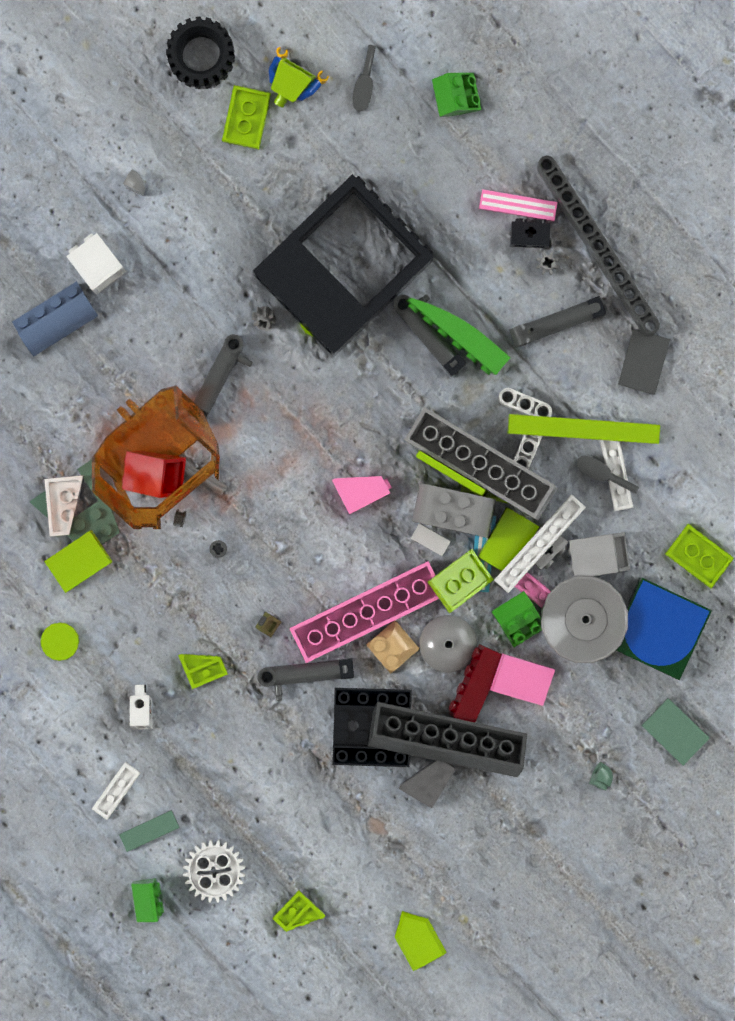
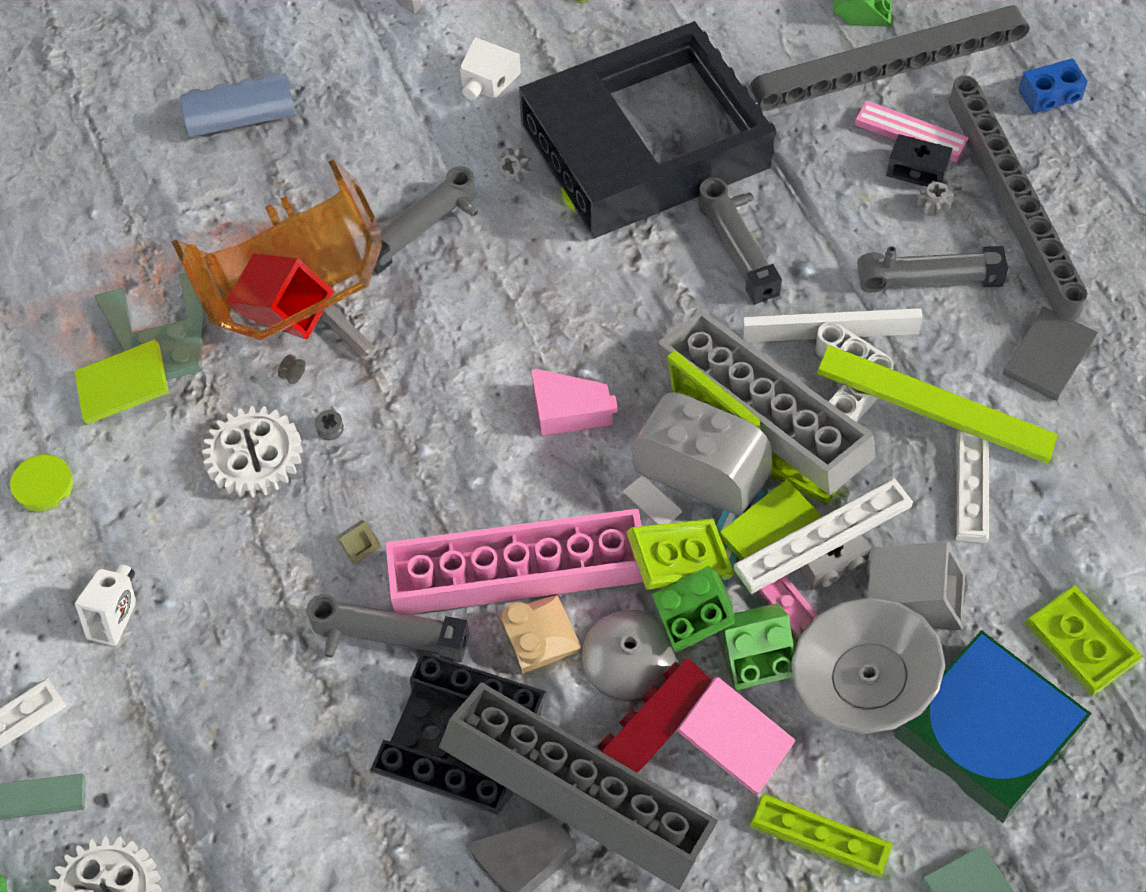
camera: 15 degrees right, 30 degrees down
(61, 503) = (135, 302): white wing -> none
(95, 263) = (321, 59): white slope -> none
(166, 594) = (224, 459): none -> white gear
(202, 668) = (231, 577): lime wing -> none
(216, 239) = (488, 69): none -> white torso
(463, 336) = (787, 244): bright green slope -> none
(480, 614) = (694, 608): none -> bright green slope
(489, 145) = (889, 57): none -> dark grey beam
(505, 384) = (807, 325): none -> white tile
(582, 717) = (821, 835): none -> lime tile
(598, 470) = (950, 471): dark grey piece -> none
(601, 137) = (1053, 85): none -> blue brick

